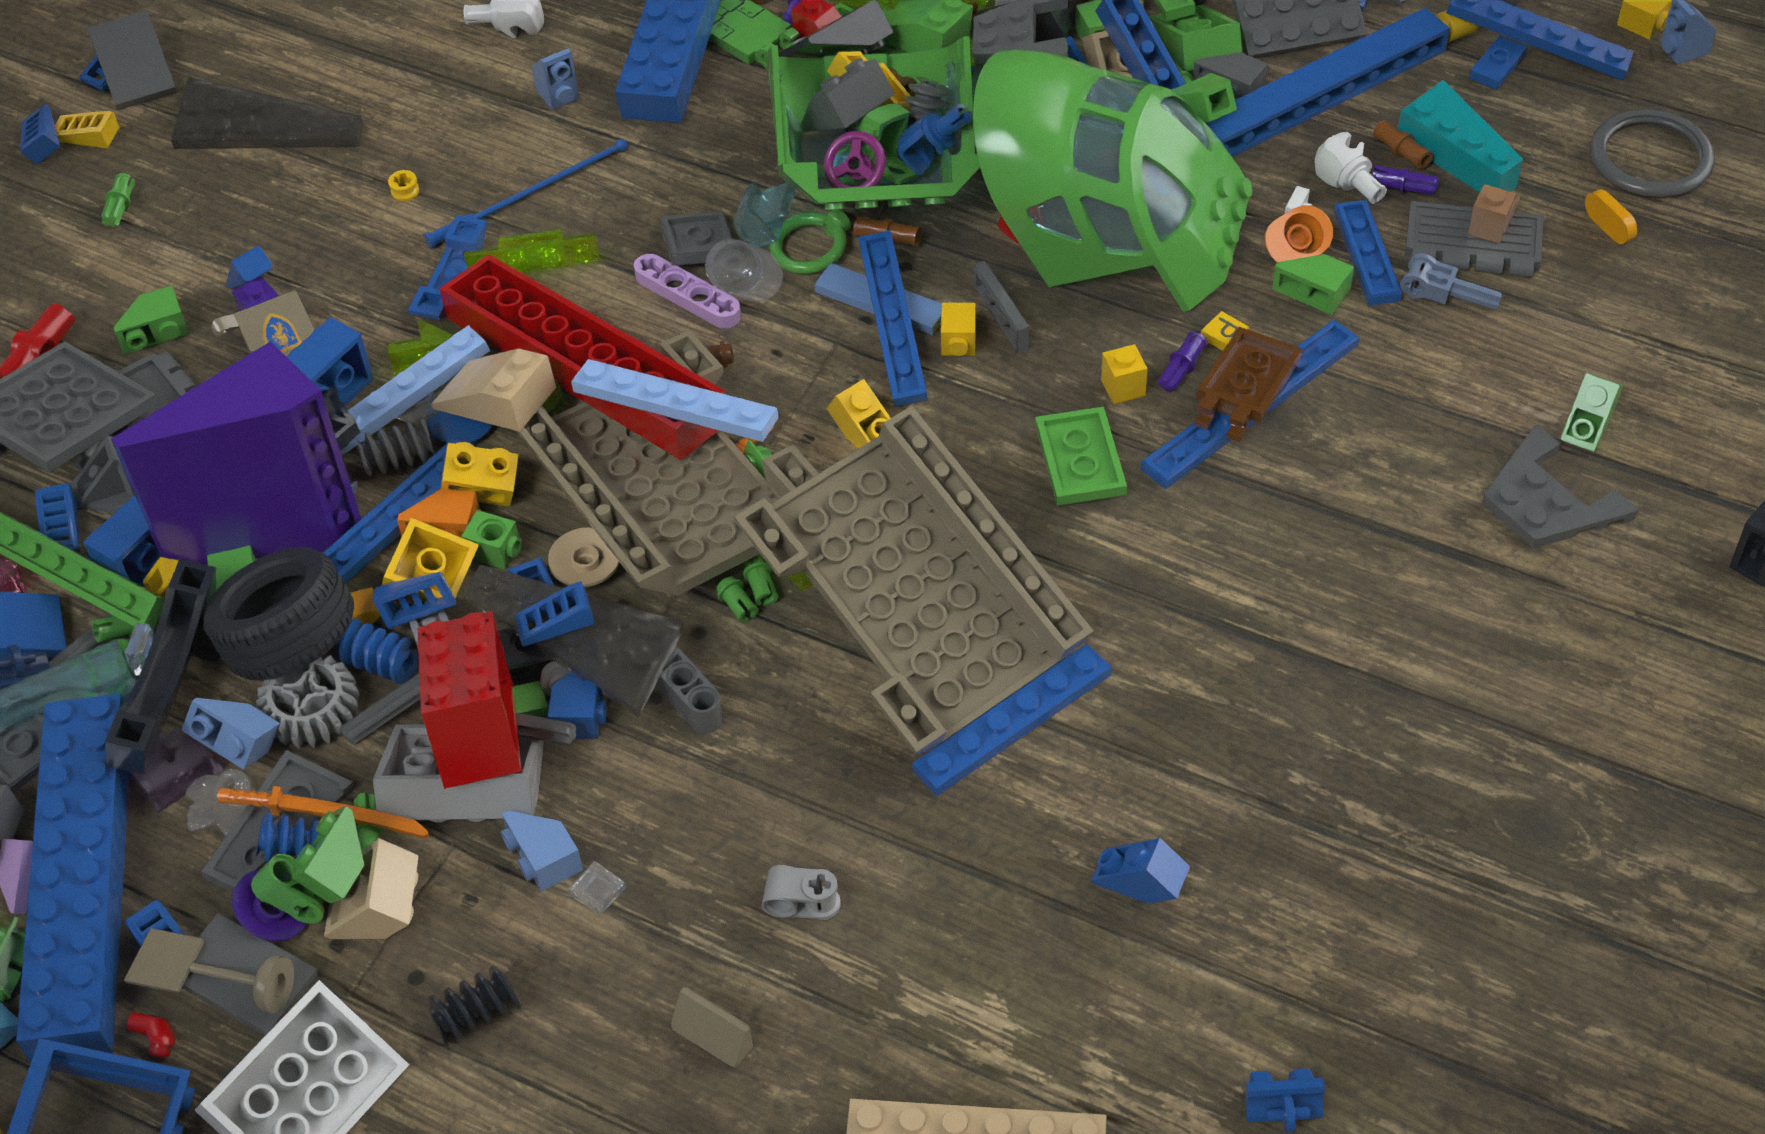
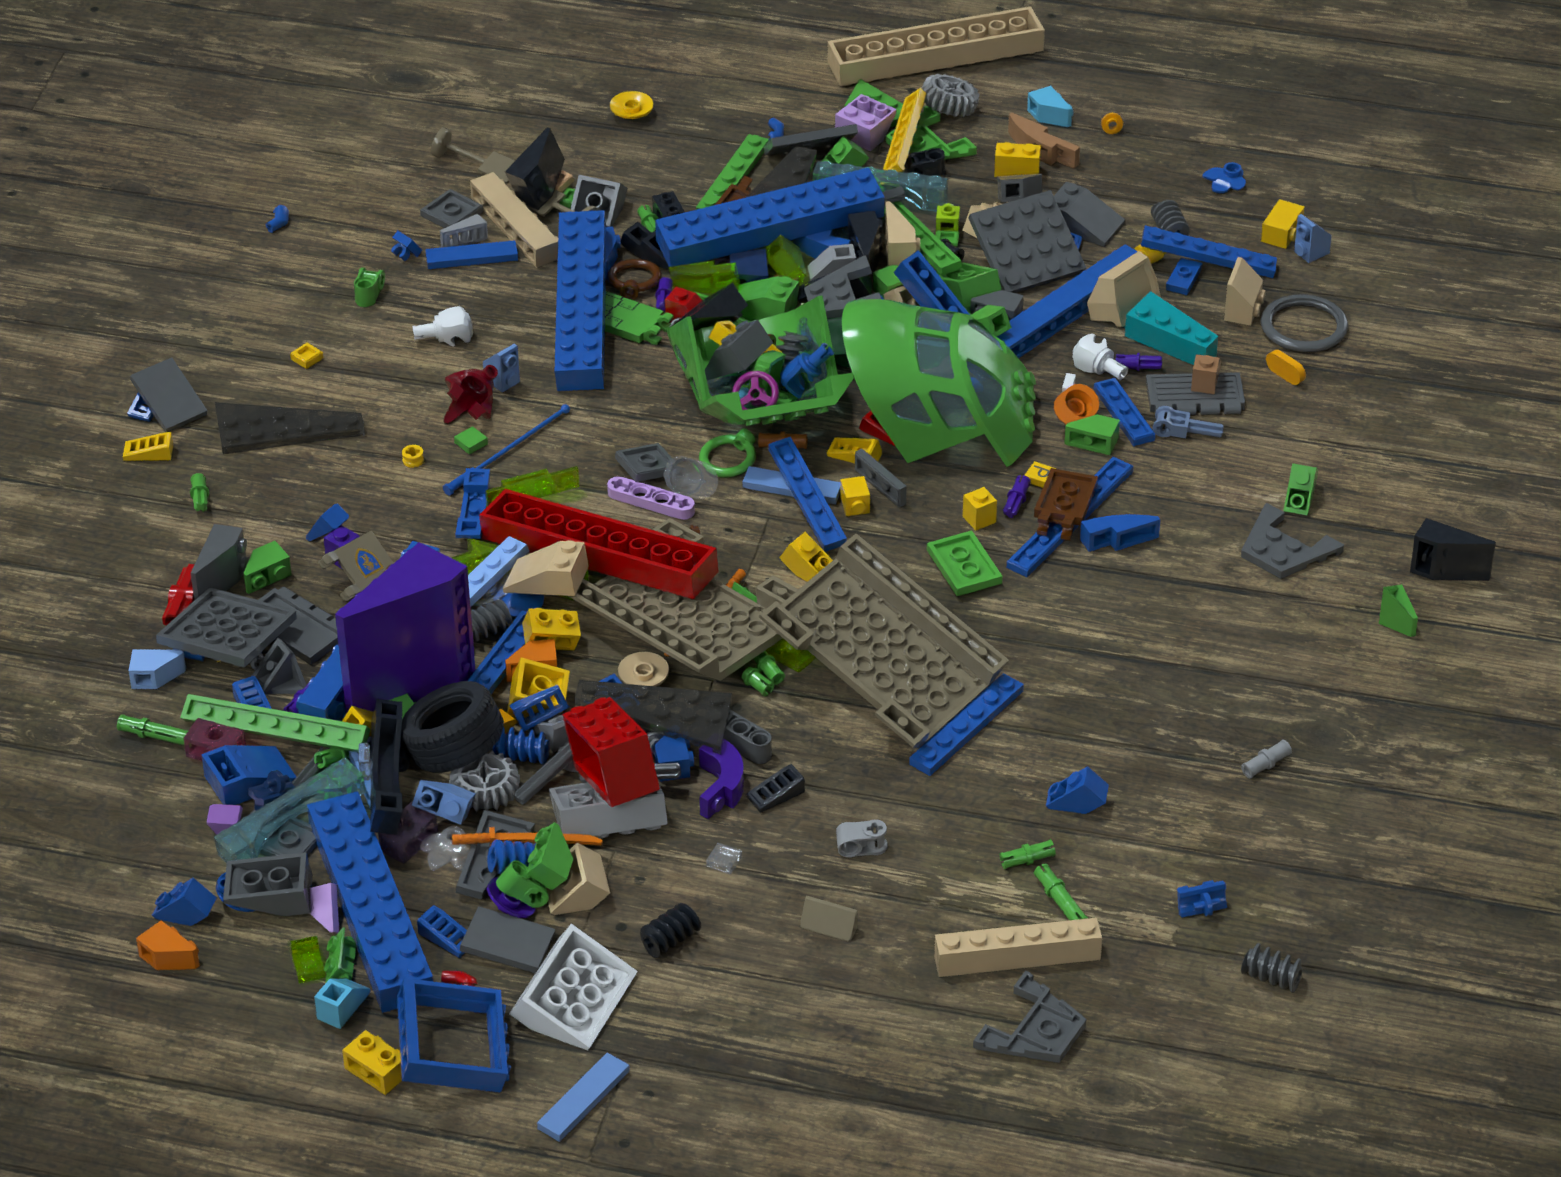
camera: 15 degrees left, 10 degrees down
(39, 135) = (116, 455): blue slope -> none
(85, 306) = (220, 560): none -> dark grey slope
(170, 956) = (460, 935): dark tan piece -> none
(327, 27) = (306, 355): none -> yellow tile
(485, 173) = (470, 440): none -> bright green tile
(496, 539) = (578, 664): bright green brick -> none
(502, 107) = (471, 392): none -> dark red piece
(544, 848) = (680, 839): medium blue slope -> none
(575, 615) = (655, 695): blue slope -> none
(643, 763) = (730, 781): none -> dark purple arch
(675, 400) = (684, 556): light blue plate -> none
(713, 768) = (788, 777): none -> black slope
(762, 213) = (691, 437): clear light blue brick -> none
(1002, 258) = (871, 446): none -> yellow slope
(1038, 965) = (1027, 854): none -> bright green pin
(1064, 1037) = (1055, 889): none -> bright green pin
(1312, 438) = (1119, 531): none -> blue slope
(1403, 144) = (1131, 338): dark orange pin -> none
(1405, 72) = (1122, 289): none -> tan helmet
(1443, 858) = (1266, 759): none -> light grey pin
(1574, 100) = (1243, 294): none -> tan slope
(1697, 635) = (1398, 611): none -> bright green slope

